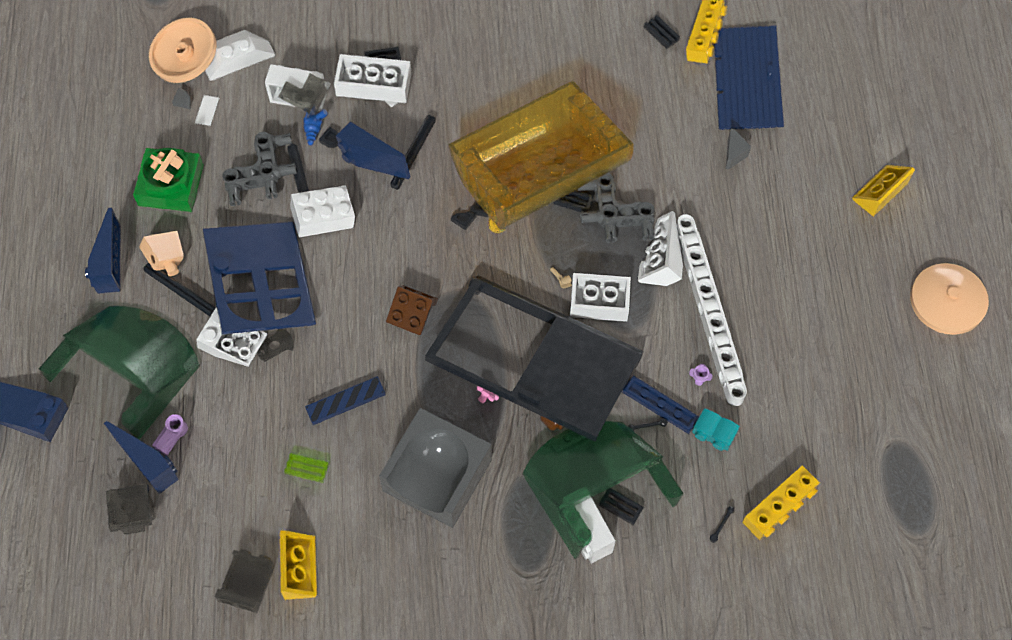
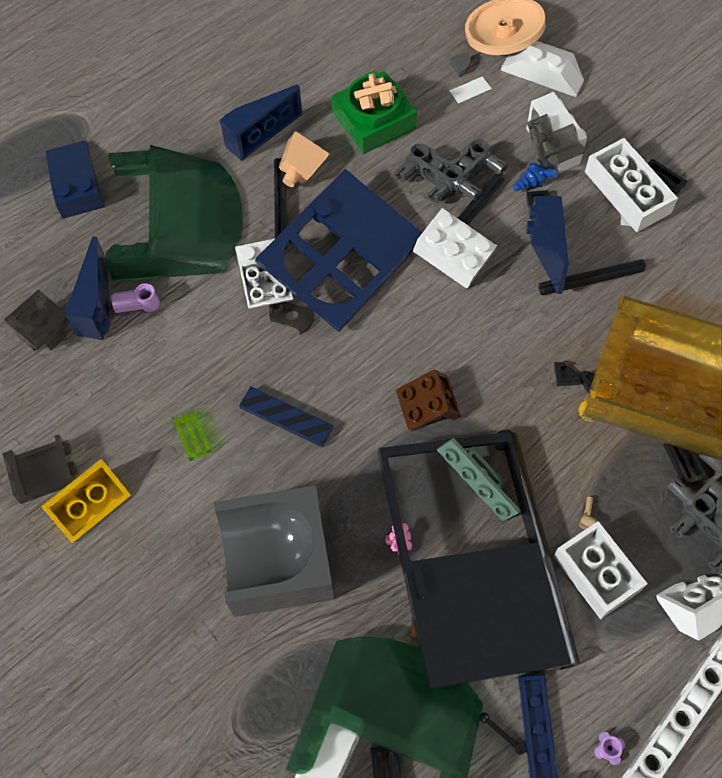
camera: 55 degrees right, 0 degrees up
(490, 316) = (479, 477): none -> sand green bracket

